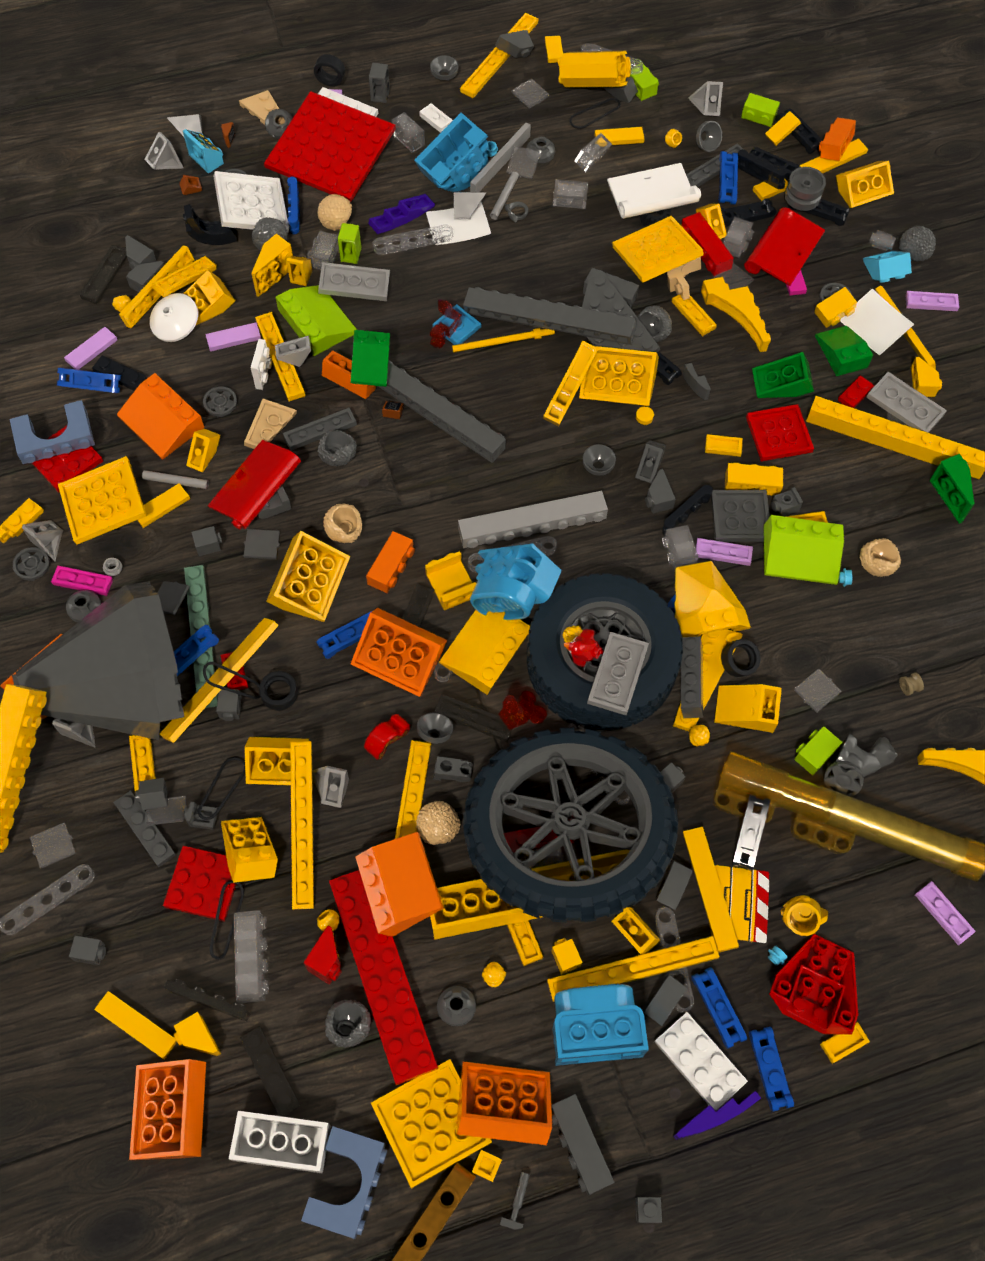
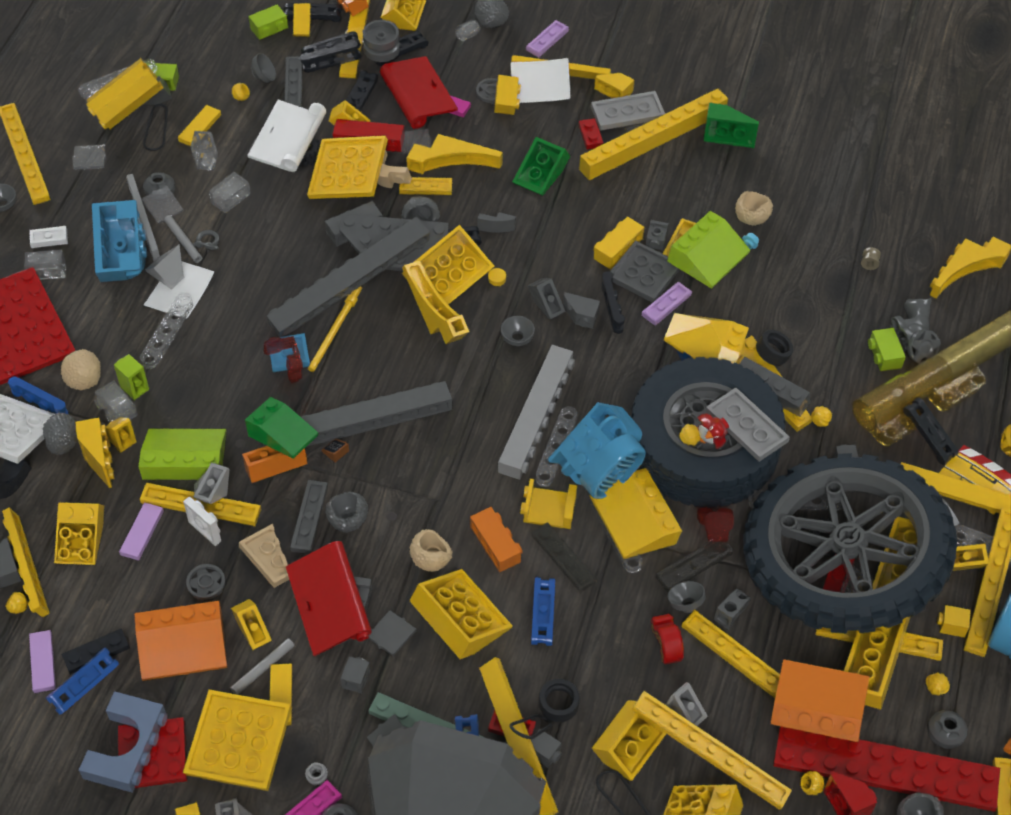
camera: 55 degrees left, 10 degrees down
(173, 317) = (85, 575): white dish -> none
(183, 276) = (36, 532): yellow tile -> none
(354, 281) = (172, 399): light grey plate -> none
(398, 651) = (593, 581): orange slope -> none
(403, 213) = (129, 323): dark purple slope -> none
(437, 823) = (777, 643): tan hair -> none
(515, 43) = (31, 132): dark grey slope -> none
(553, 48) = (59, 112): yellow tile -> none
(680, 546) = (643, 327): clear brick -> none
(708, 98) = (223, 45): light grey slope -> none
(723, 445) = (568, 243): yellow tile -> none
(728, 177) = (316, 82): blue plate -> none
(737, 236) = (379, 110): clear brick -> none
(748, 706) = (821, 367): yellow slope -> none
(779, 432) = (588, 201): red plate -> none
(817, 690) = (832, 320): clear piece -> none
(844, 350) = (546, 115): green slope -> none
(888, 265) = (493, 41): medium azure slope -> none

